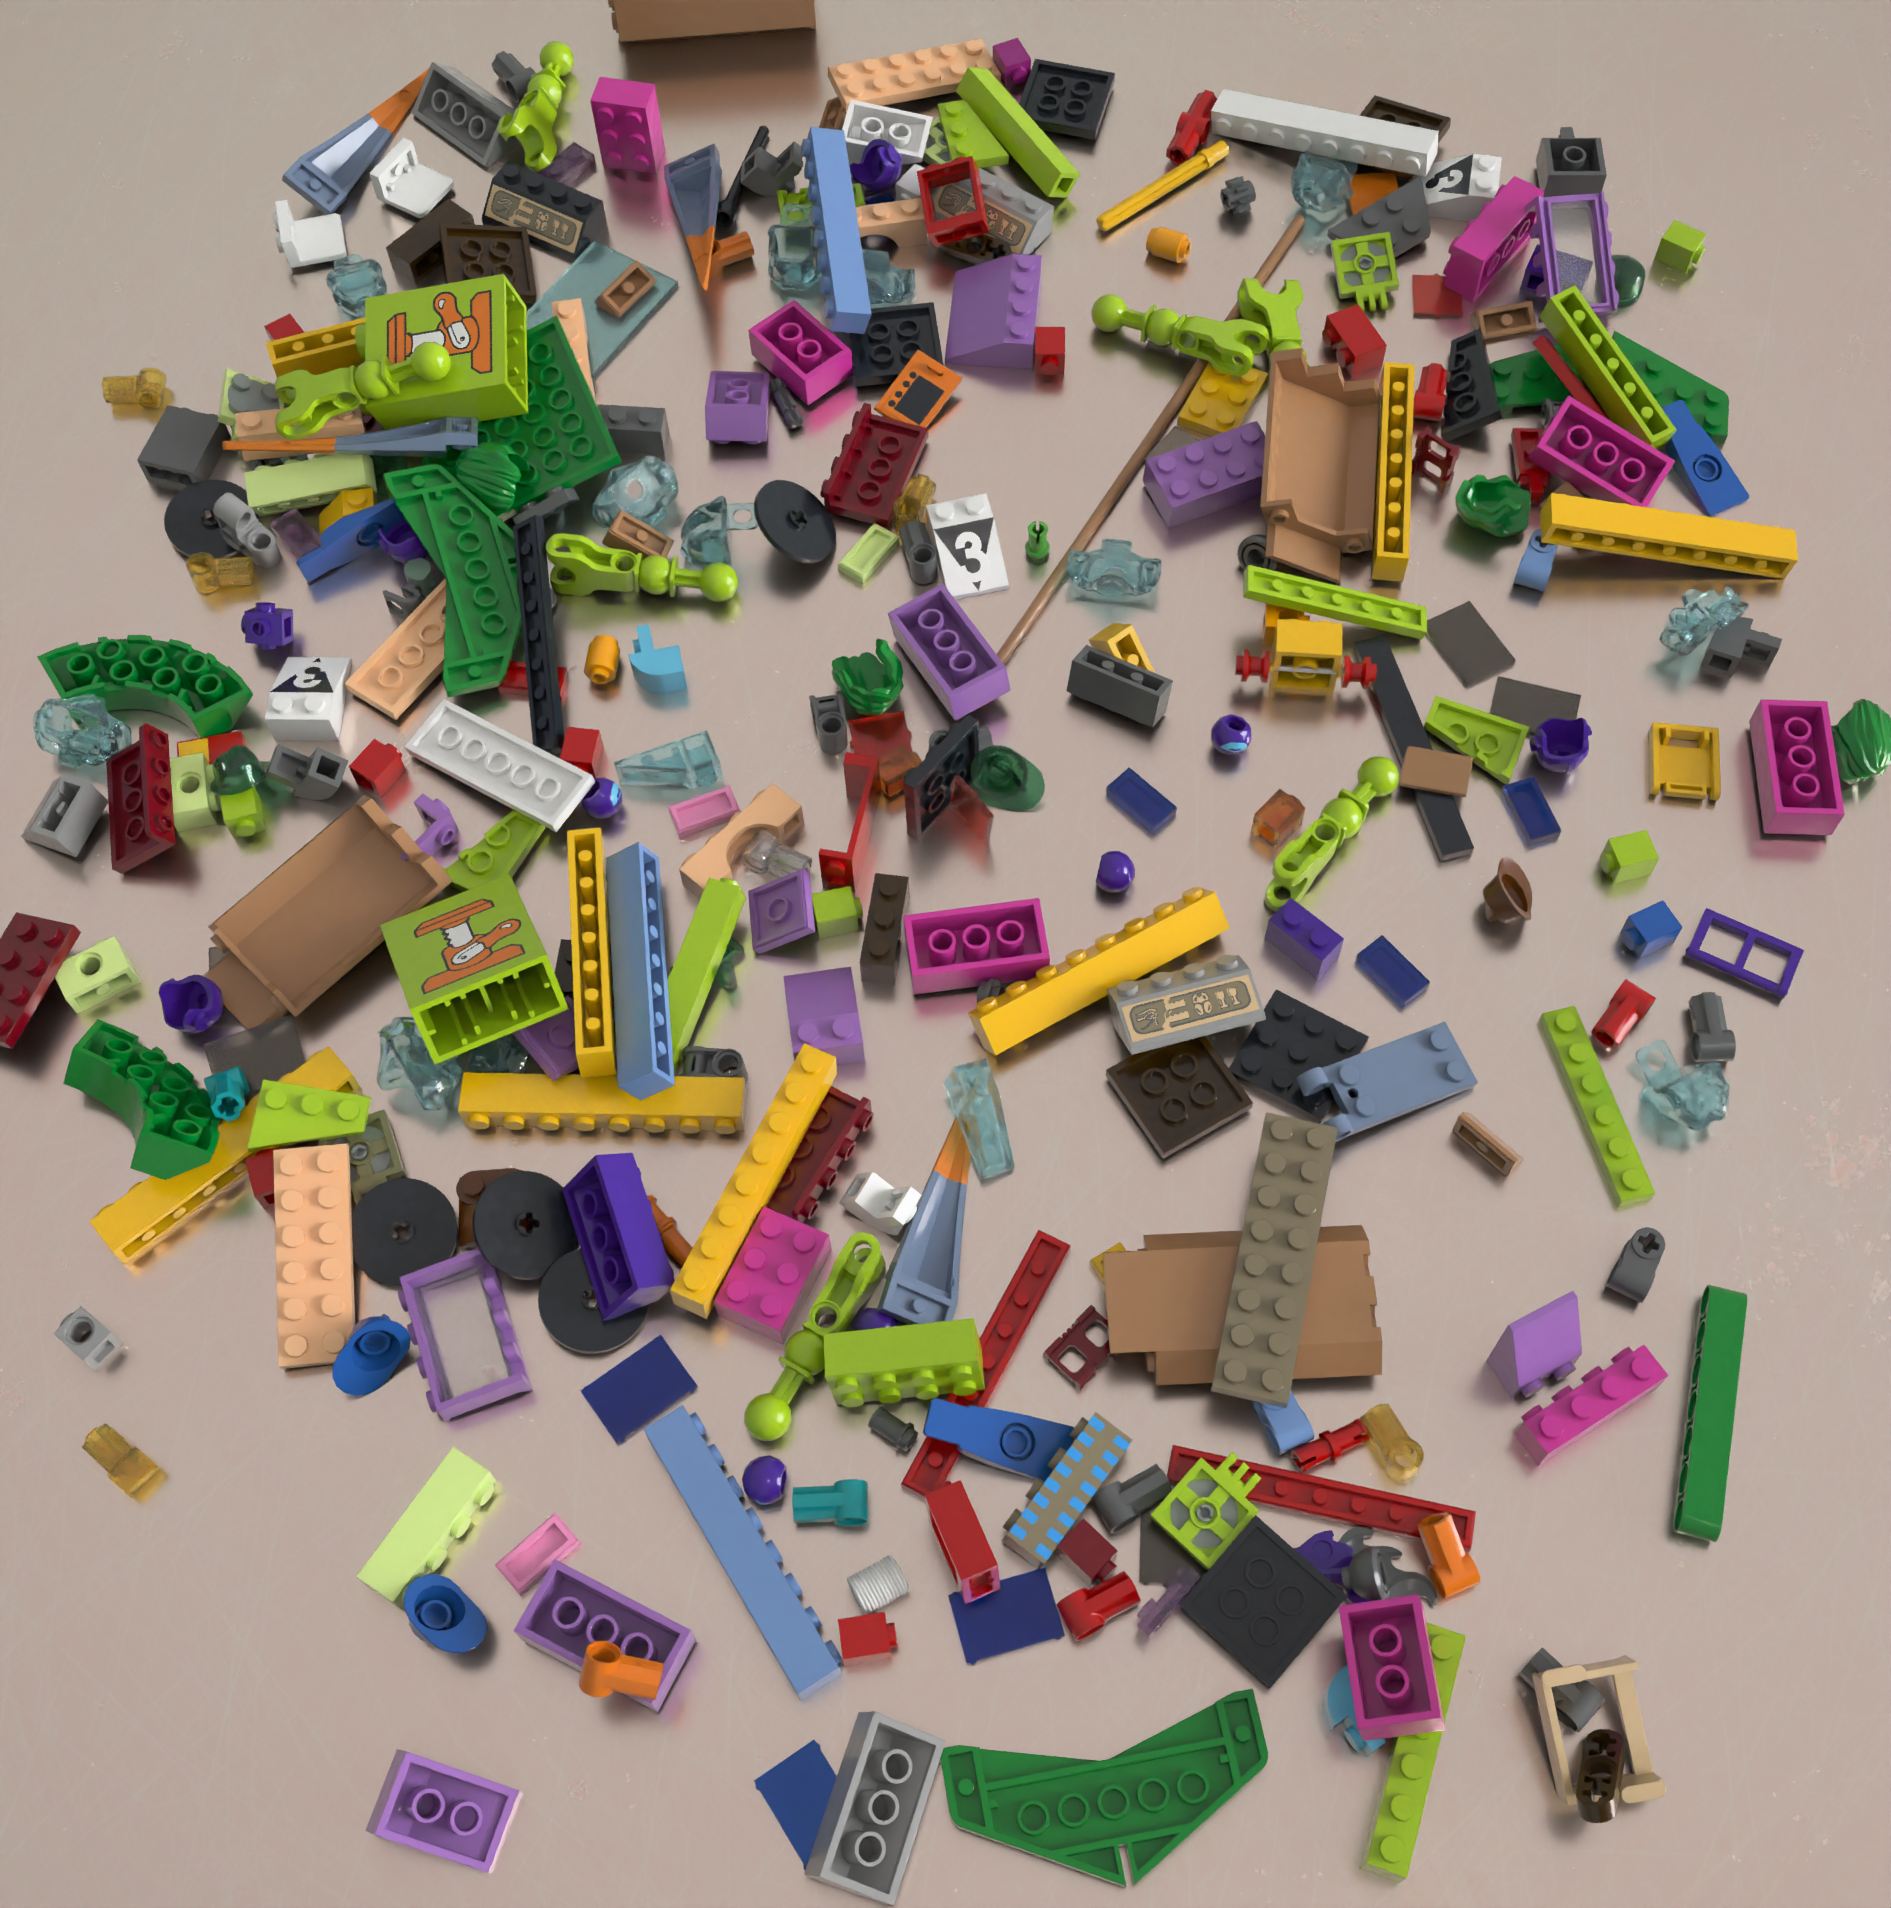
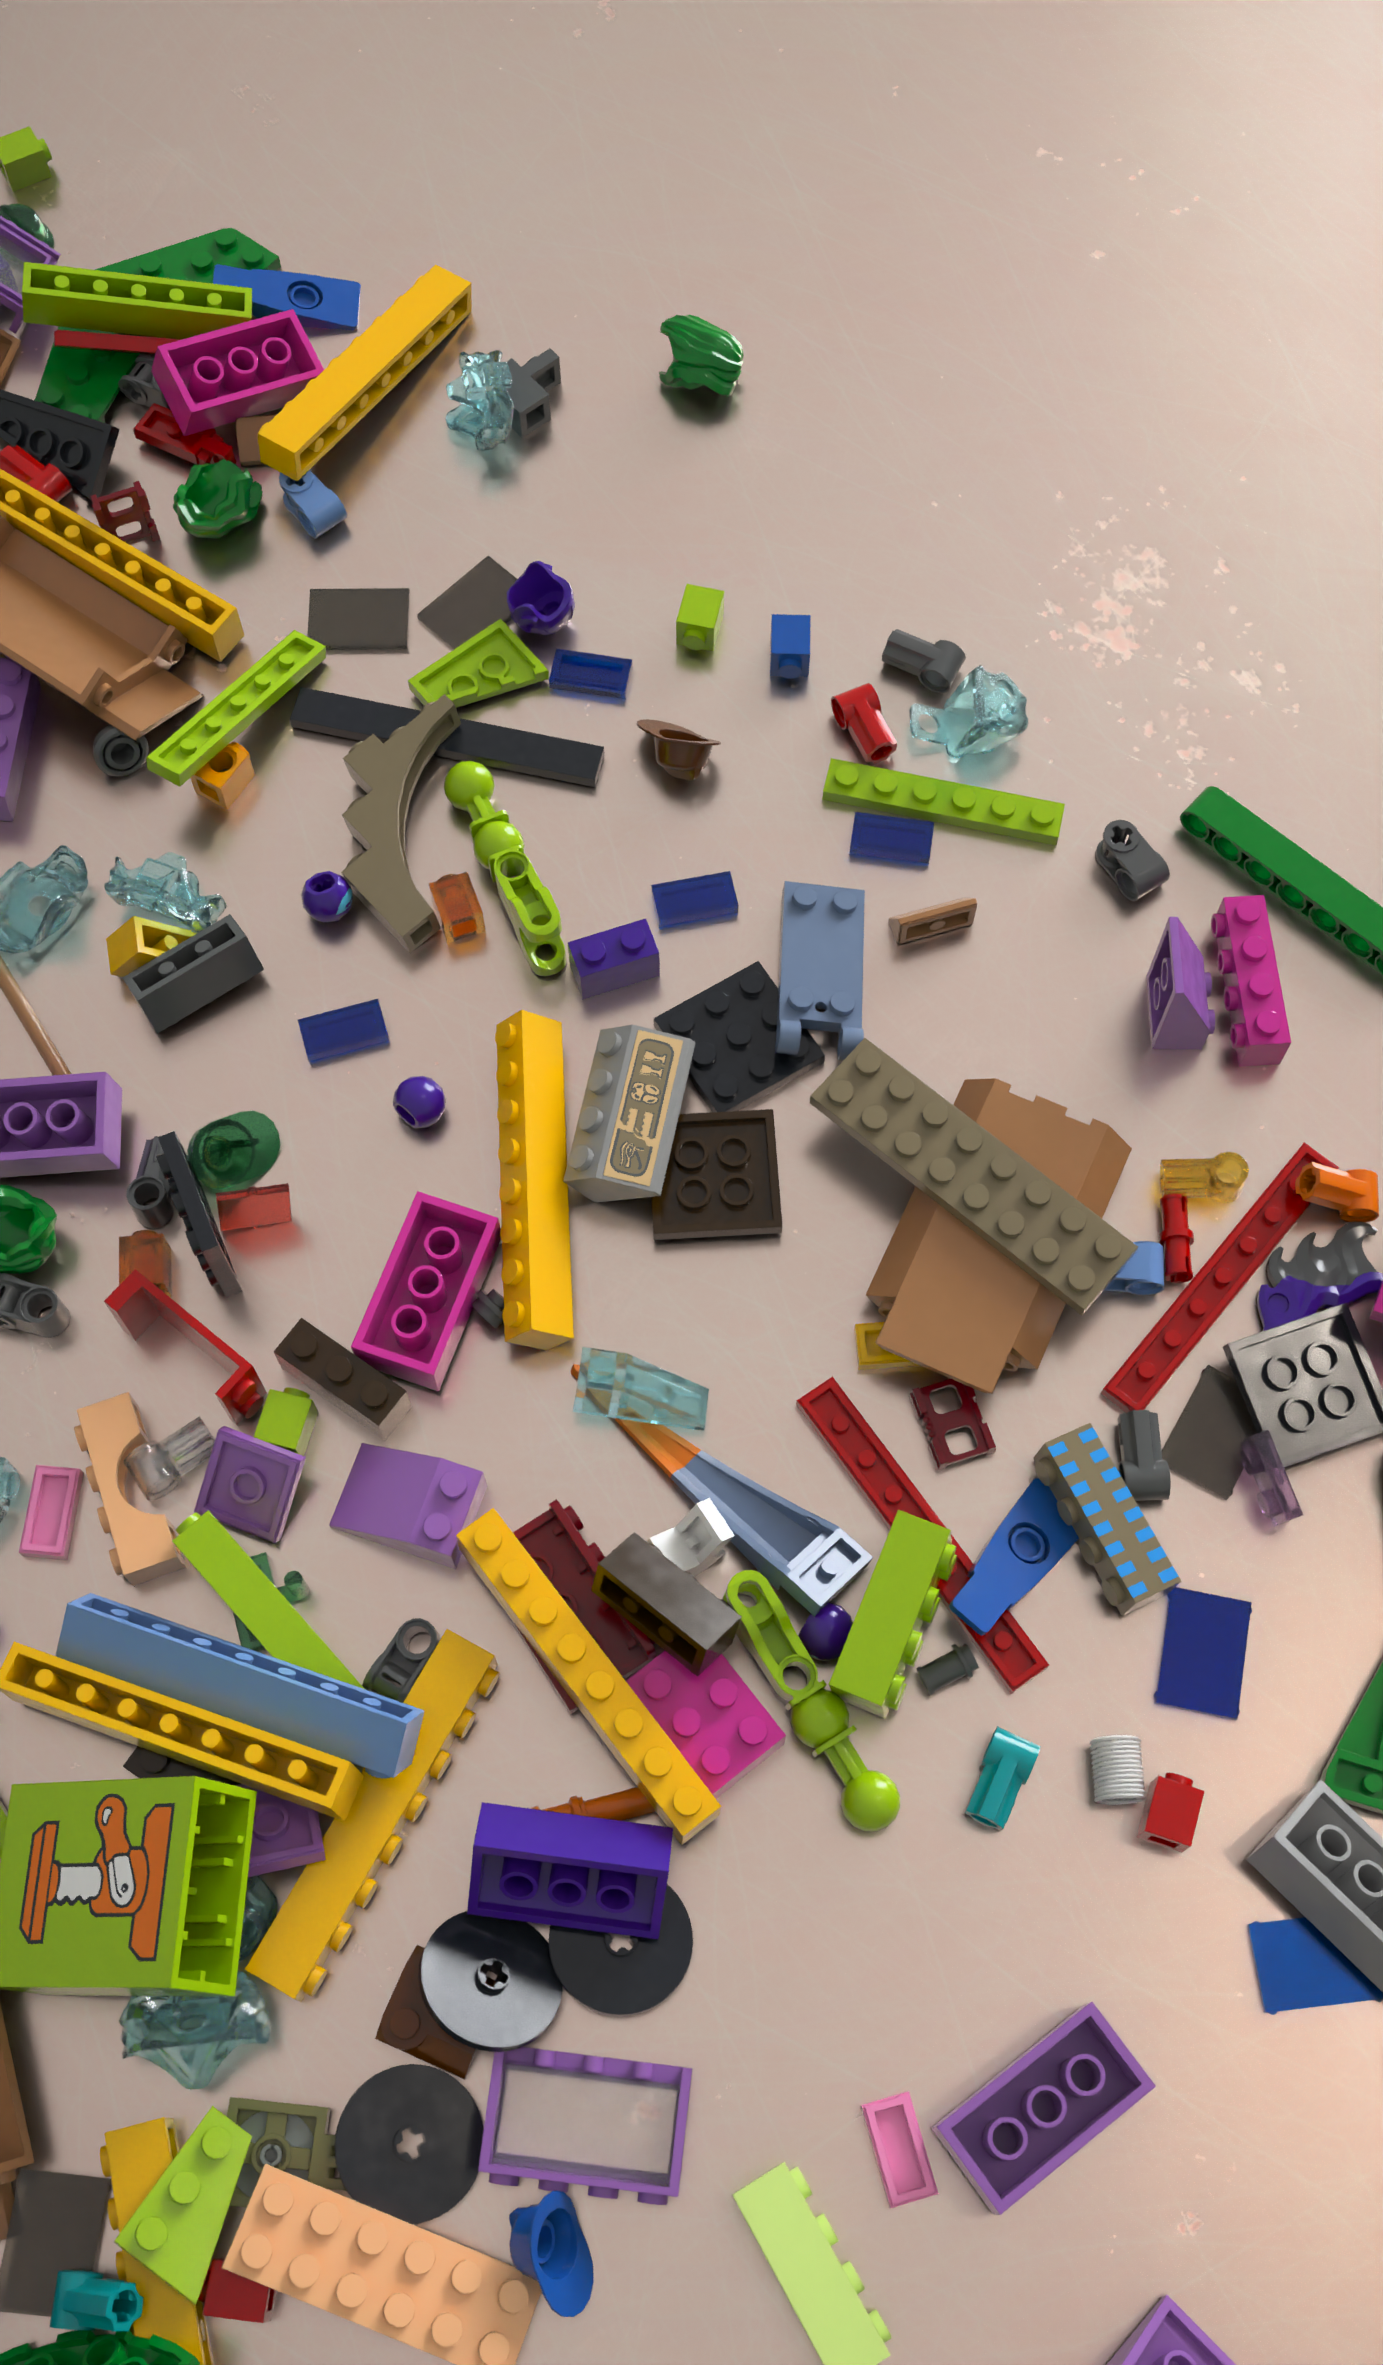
camera: 65 degrees left, 5 degrees up
(443, 1614) = (933, 2295): blue piece -> none
(609, 1670) = (1108, 2114): orange piece -> none
(639, 1389) = (755, 1937): clear blue piece -> none
(743, 1553) = (1009, 1903): medium blue brick -> none
(765, 1479) = (941, 1838): dark purple piece -> none
(827, 1200) = (666, 1603): none -> dark brown brick
(879, 734) = (82, 1265): clear red piece -> none
(962, 1540) = (1120, 1653): red window -> none
(1087, 1553) = (1185, 1531): dark red brick -> none
(1089, 1609) = (1239, 1564): red piece -> none
(1168, 636) = (165, 888): none -> clear light blue piece
(1208, 1509) = (1193, 1386): lime piece -> none
(1306, 658) = (287, 770): yellow brick -> none
(1310, 735) = (378, 821): none -> dark tan arch
(1367, 1575) = (1332, 1273): dark grey brick -> none
(1436, 771) = (499, 729): medium nougat slope -> none
(1538, 1082) = (892, 837): none -> clear blue tile
(1684, 770) = (629, 518): yellow container -> none
(1751, 935) = (842, 568): dark purple window -> none
(1796, 767) = (694, 422): dark pink brick -> none

